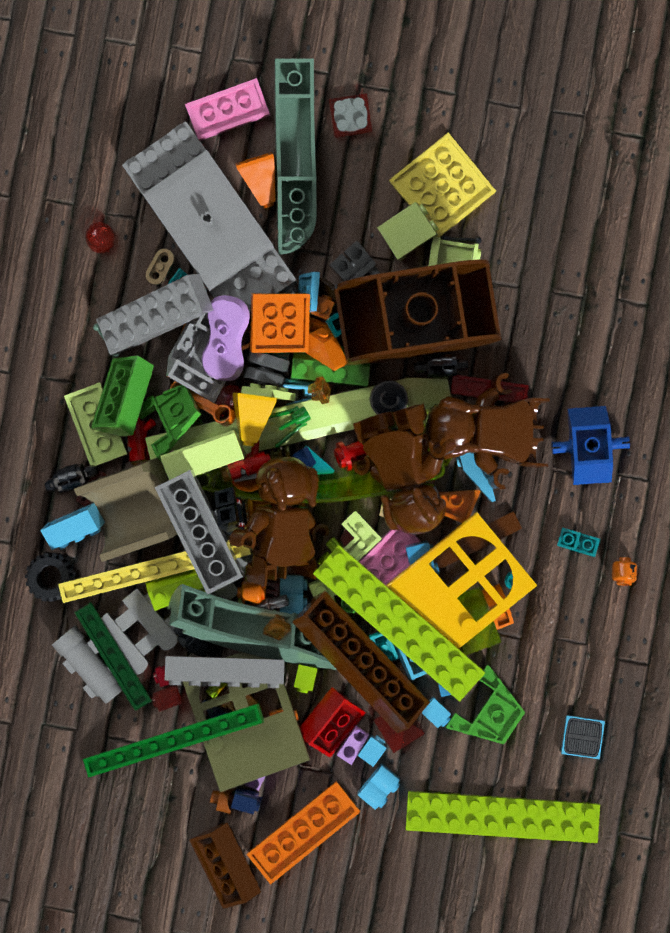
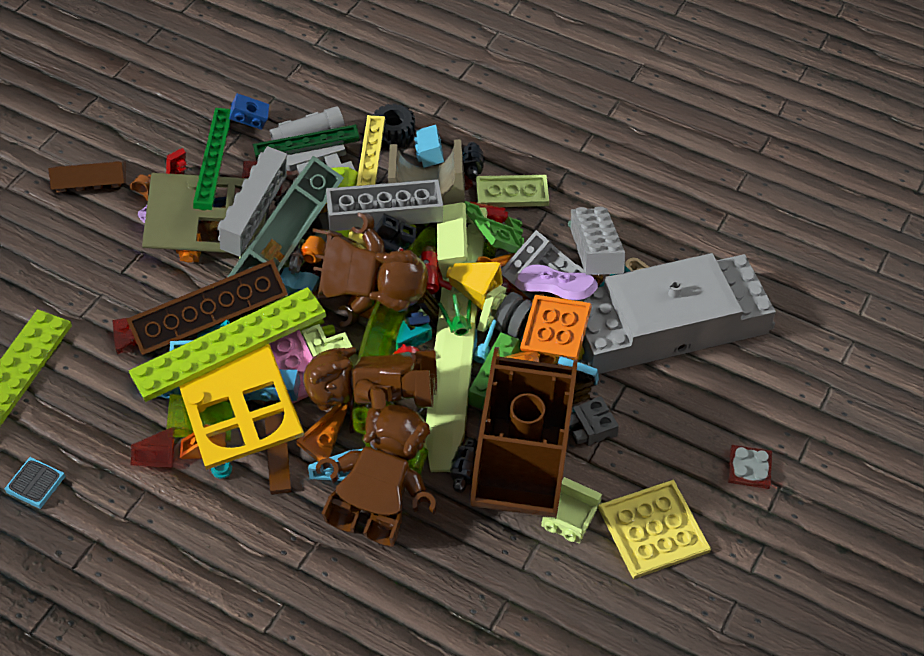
camera: 105 degrees right, 35 degrees down
(79, 728) = (249, 111): none -> blue brick
(99, 237) = (682, 238): clear red hair -> none
(123, 396) = (529, 208): bright green slope -> none
(198, 772) = (176, 162): none -> red plate
(227, 109) = (780, 364): bright pink plate -> none
(246, 800) = (133, 196): dark blue brick -> none
(260, 177) = (704, 367): orange slope -> none
(294, 152) = (723, 398): sand green slope -> none
(303, 832) = (82, 236): orange plate -> none
(305, 678) = (215, 271): lime brick -> none
(320, 390) = (478, 350): clear orange tile -> none
(331, 722) = (165, 277): red slope -> none
(352, 745) = (136, 290): lavender leg -> none
(372, 749) = (124, 303): medium azure brick -> none
(379, 786) = (89, 299): medium azure brick -> none
(388, 397) = (449, 407): black tile -> none
(408, 230) = (615, 475): yellowish green panel -> none
(436, 713) = (128, 360): medium azure brick -> none
(475, 386) = (417, 521): red tile -> none
(477, 240) = (586, 544): black hinge -> none
(497, 716) = (99, 415): bright green wing -> none
(520, 645) = (154, 450): none -> clear red wing
(578, 542) = (231, 541): teal slope -> none
(594, 464) = (328, 579): blue slope -> none
(624, 571) = (179, 570): orange head -> none

